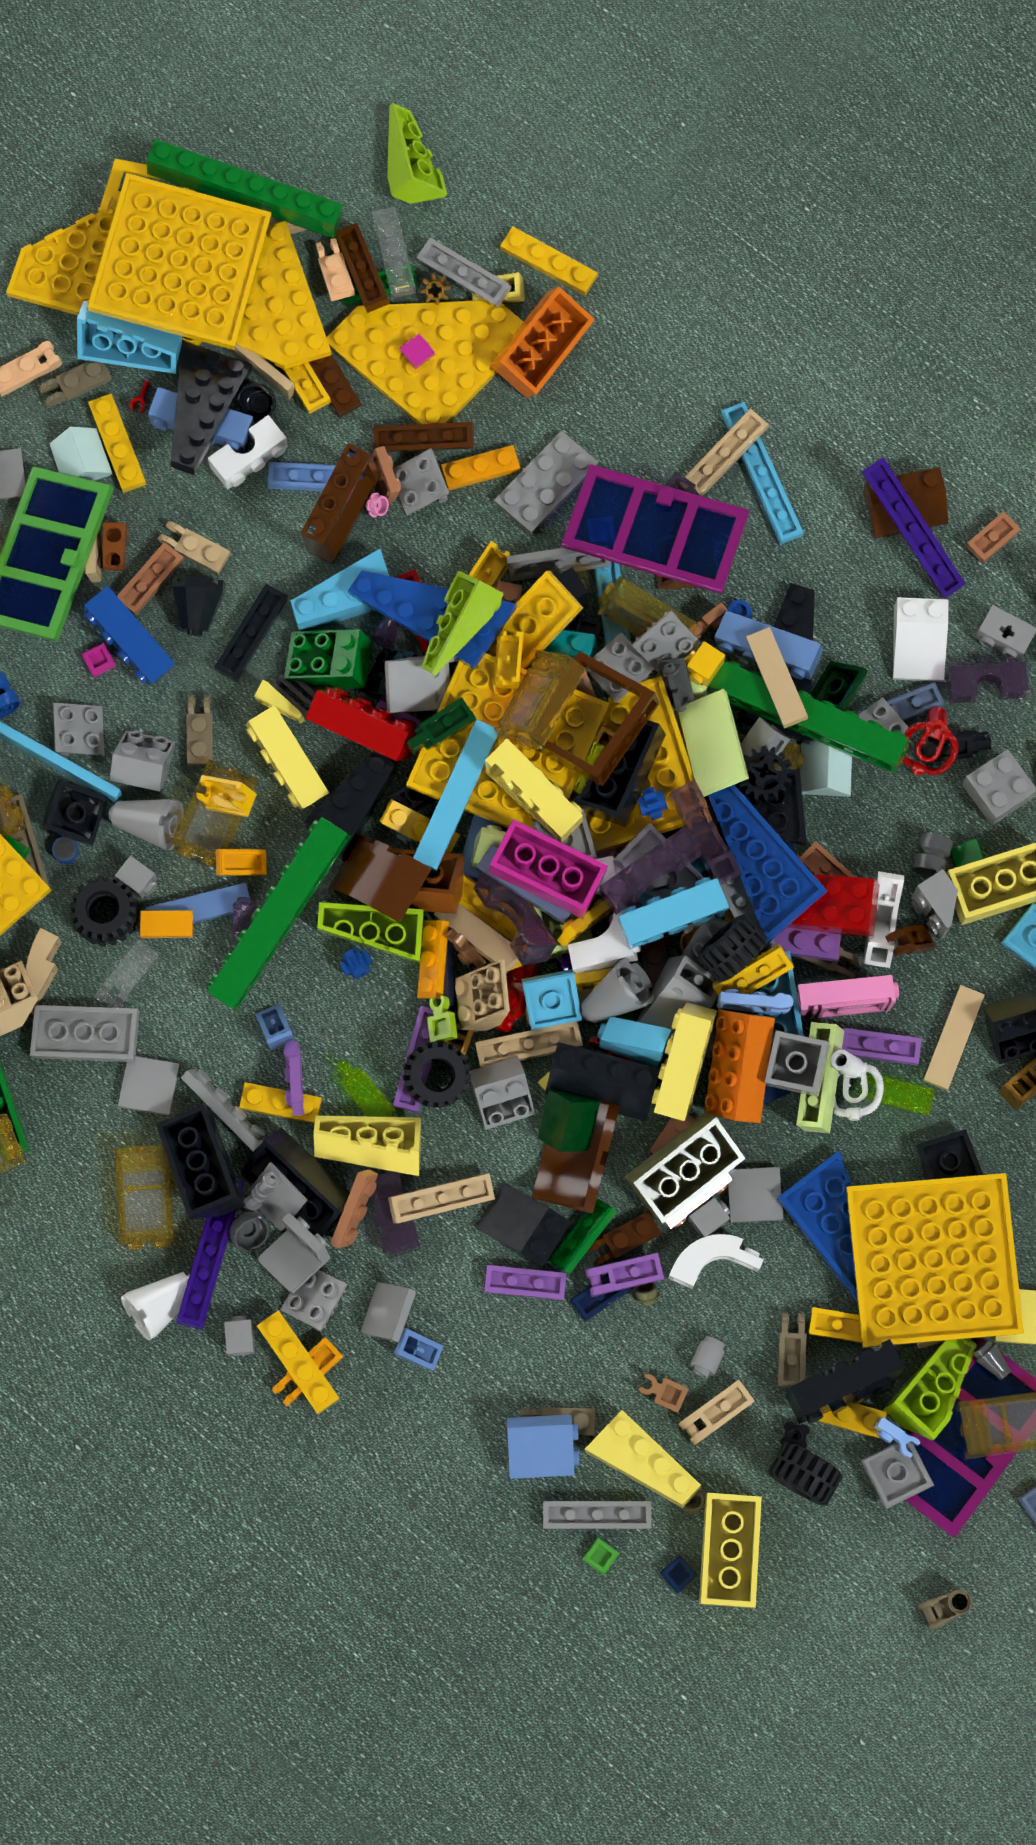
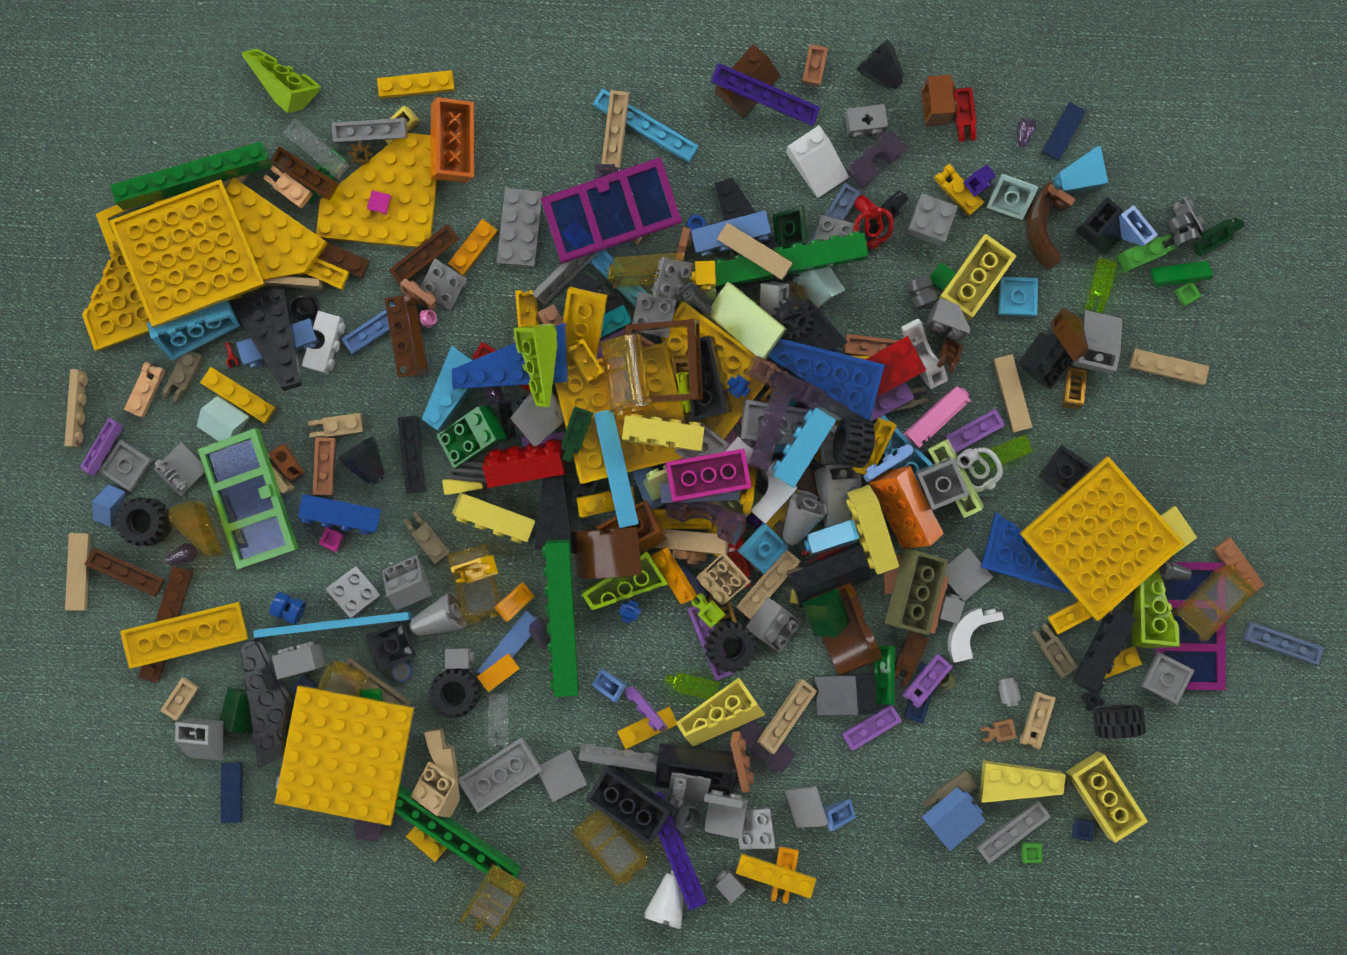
camera: 35 degrees left, 10 degrees up
(889, 1432) = (1148, 660): light blue plate -> none
(943, 1608) = (1251, 737): dark tan piece -> none

